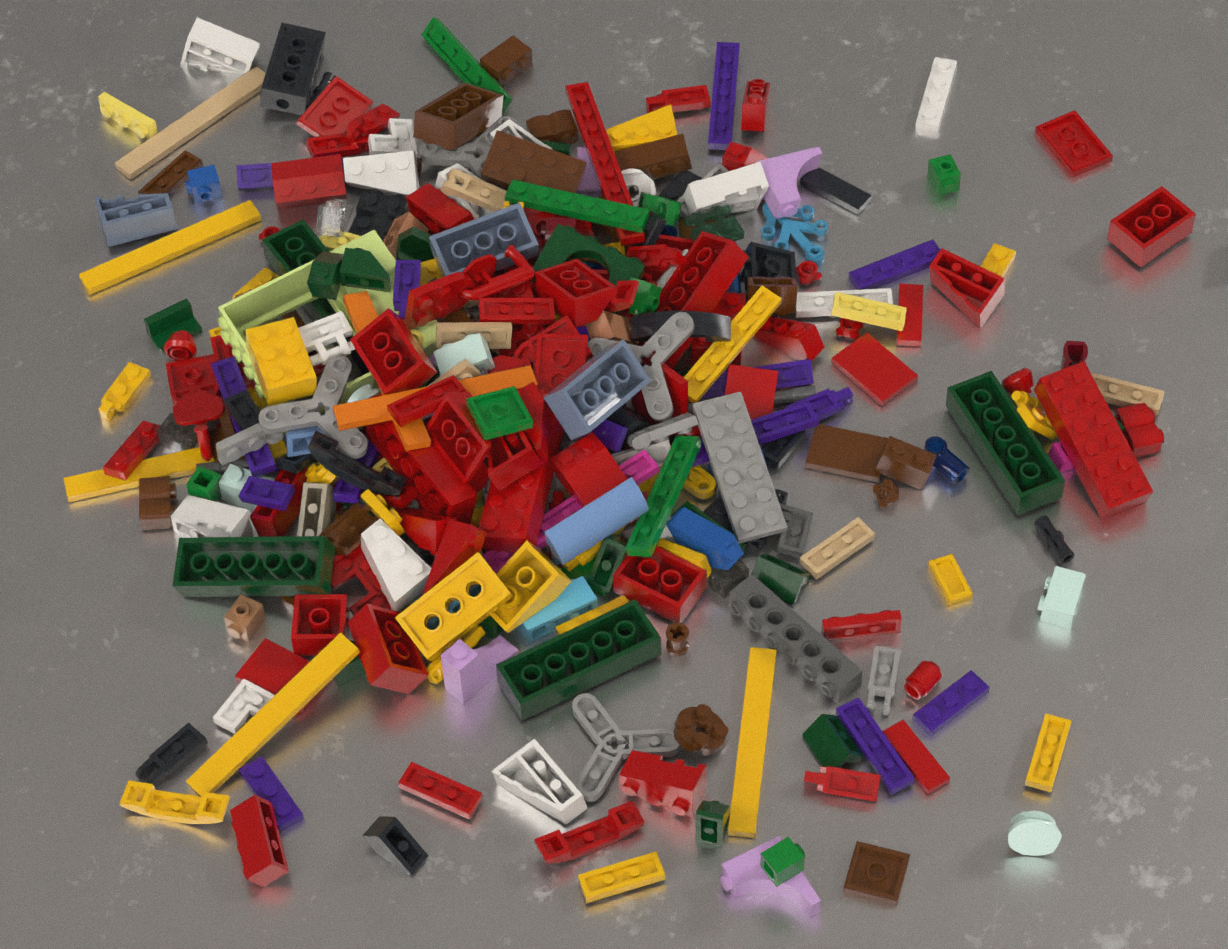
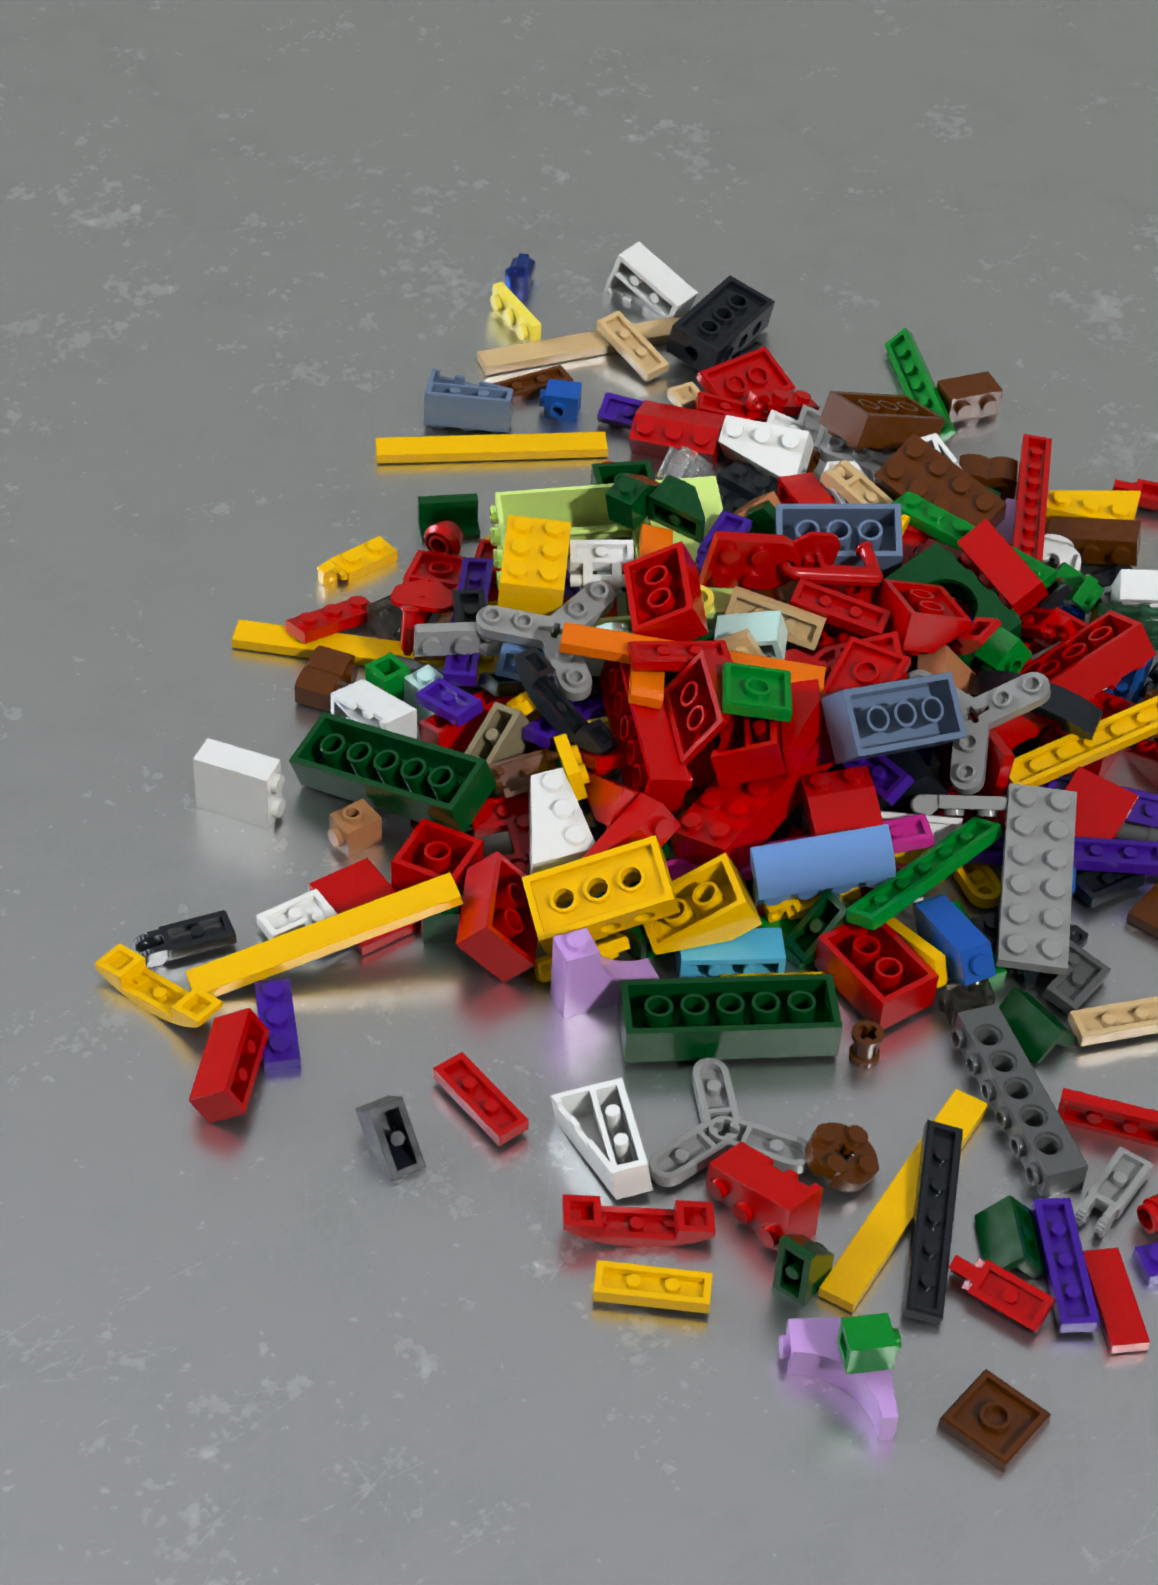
camera: 20 degrees right, 10 degrees down
(111, 77) = (519, 275): none -> clear blue piece
(145, 619) = (238, 783): none -> white brick
(233, 112) = (632, 346): none -> tan plate
(294, 143) = (683, 395): none -> tan plate
(610, 225) = (1001, 568): none -> red brick
(779, 752) = (932, 1223): none -> black tile

